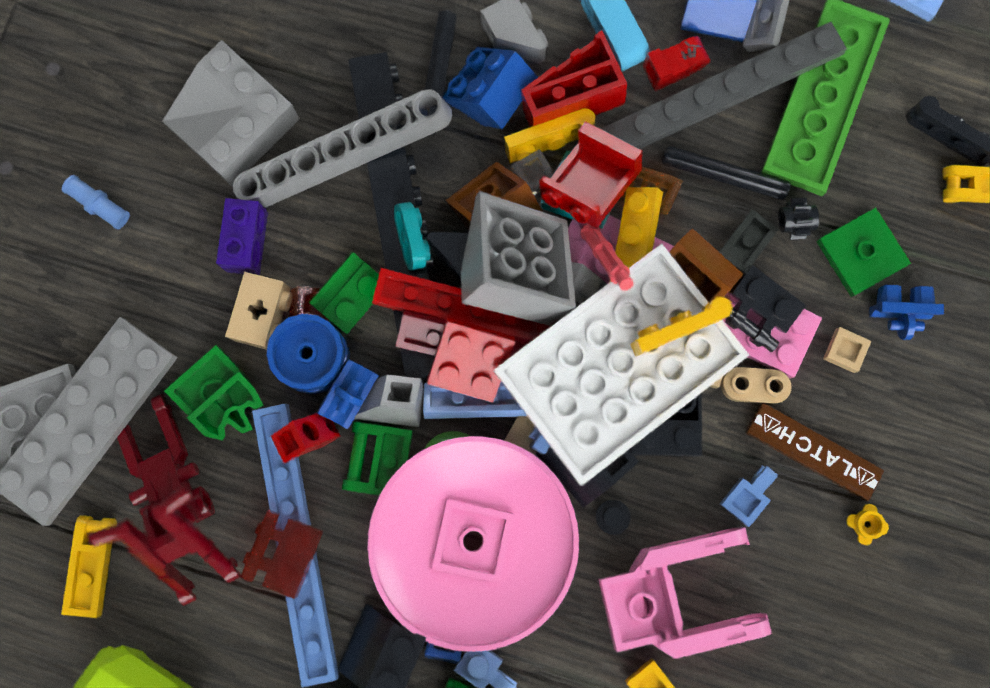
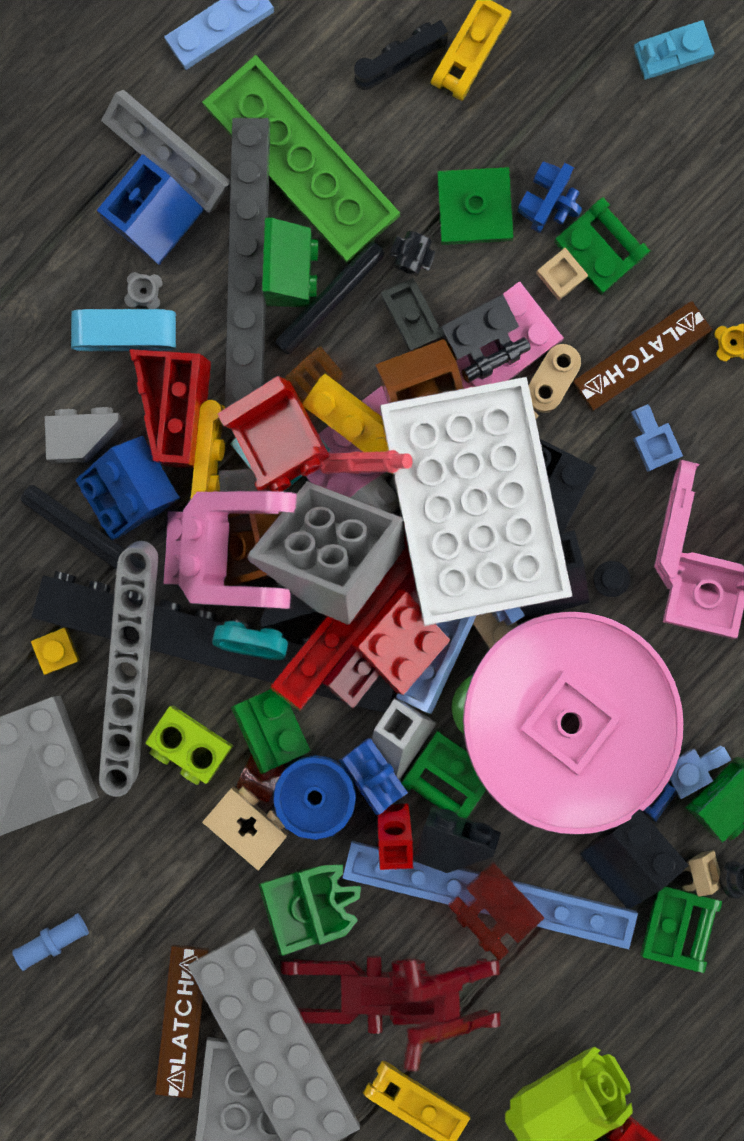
camera: 65 degrees left, 5 degrees up
(70, 339) = (180, 1025): none -> reddish brown tile
(242, 236) = (162, 809): dark purple brick -> none
(313, 233) = (193, 736): none -> lime brick
(323, 489) = (454, 842): none -> black slope
(332, 96) = (55, 651): none -> yellow plate
(472, 161) = (200, 547): none -> bright pink plate
(654, 17) = (136, 283): none -> light grey plate
(675, 62) = (193, 289): red leg -> none
(682, 325) = (471, 428): yellow plate -> none
(736, 120) = (288, 264): none -> green slope
(878, 370) = (594, 253): none -> green plate

